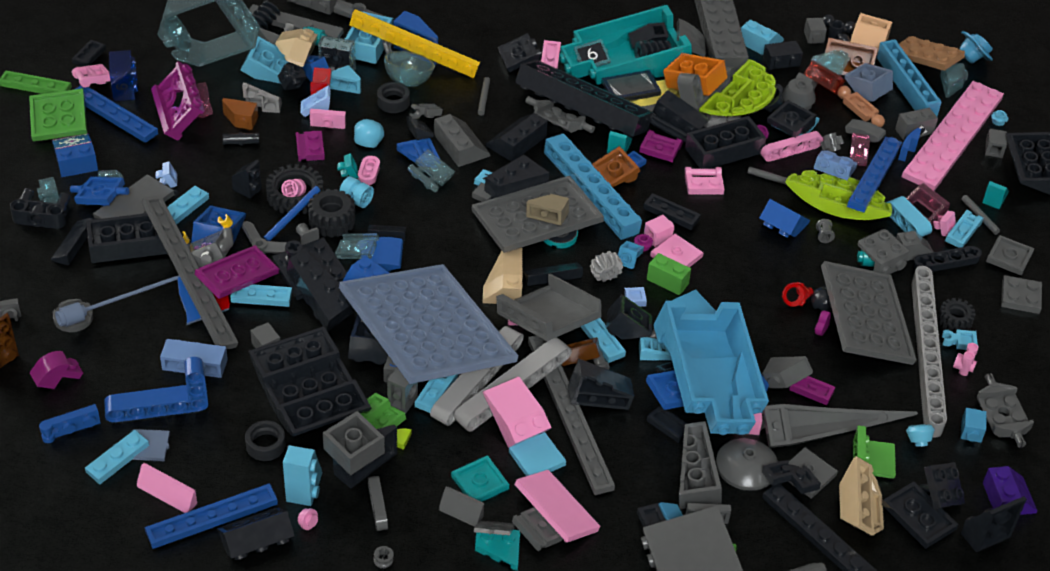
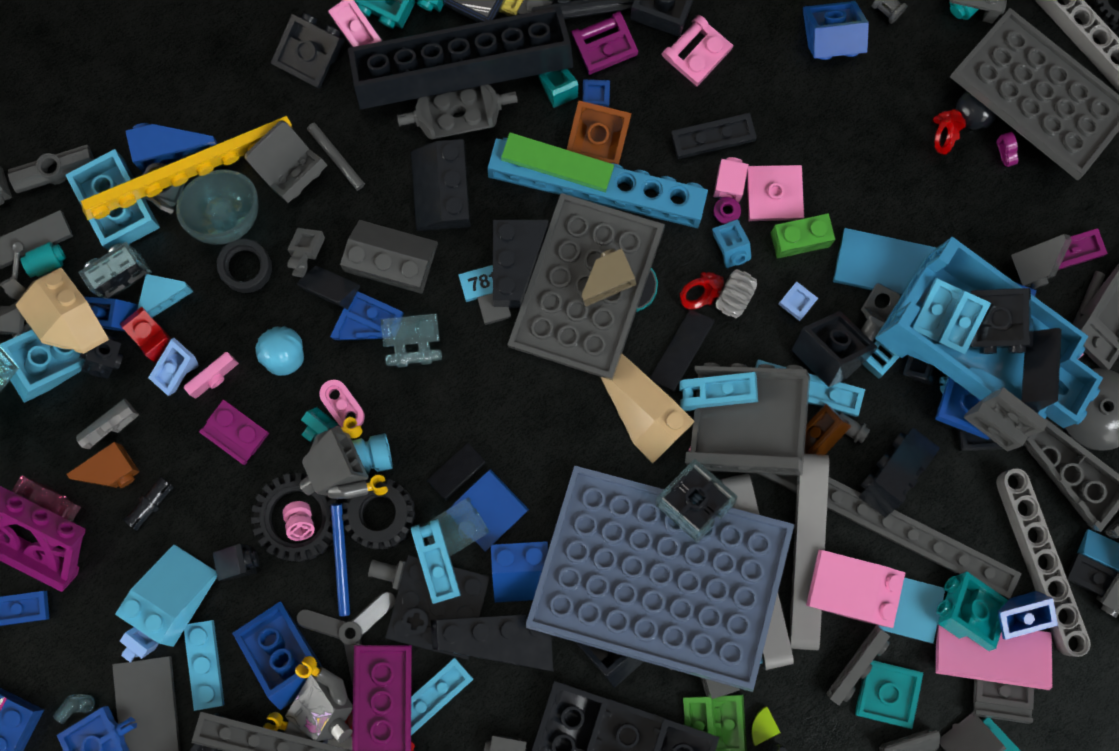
camera: 45 degrees left, 35 degrees up
(201, 168) = (167, 596): none -> medium azure slope
(332, 242) = (435, 562): none -> medium azure plate
(338, 171) = (336, 467): none -> dark grey torso
(458, 74) = (284, 161): none -> dark grey bracket
(478, 447) = (858, 666): none -> dark grey plate
(481, 305) = (696, 500): none -> piece
(549, 288) = (719, 391): none -> medium azure plate
(568, 474) = (971, 610): none -> teal plate
(581, 158) = (557, 162): none -> bright green tile
(592, 496) = (1027, 615): none -> blue slope
(594, 248) = (712, 289): none -> red piece
(631, 493) = (1043, 546): none -> light grey beam
(678, 389) = (1005, 419): none -> dark grey slope
(702, 336) = (950, 315): none -> medium azure slope
(723, 387) = (1042, 369): none -> black slope
(726, 357) = (1006, 321): none -> black plate

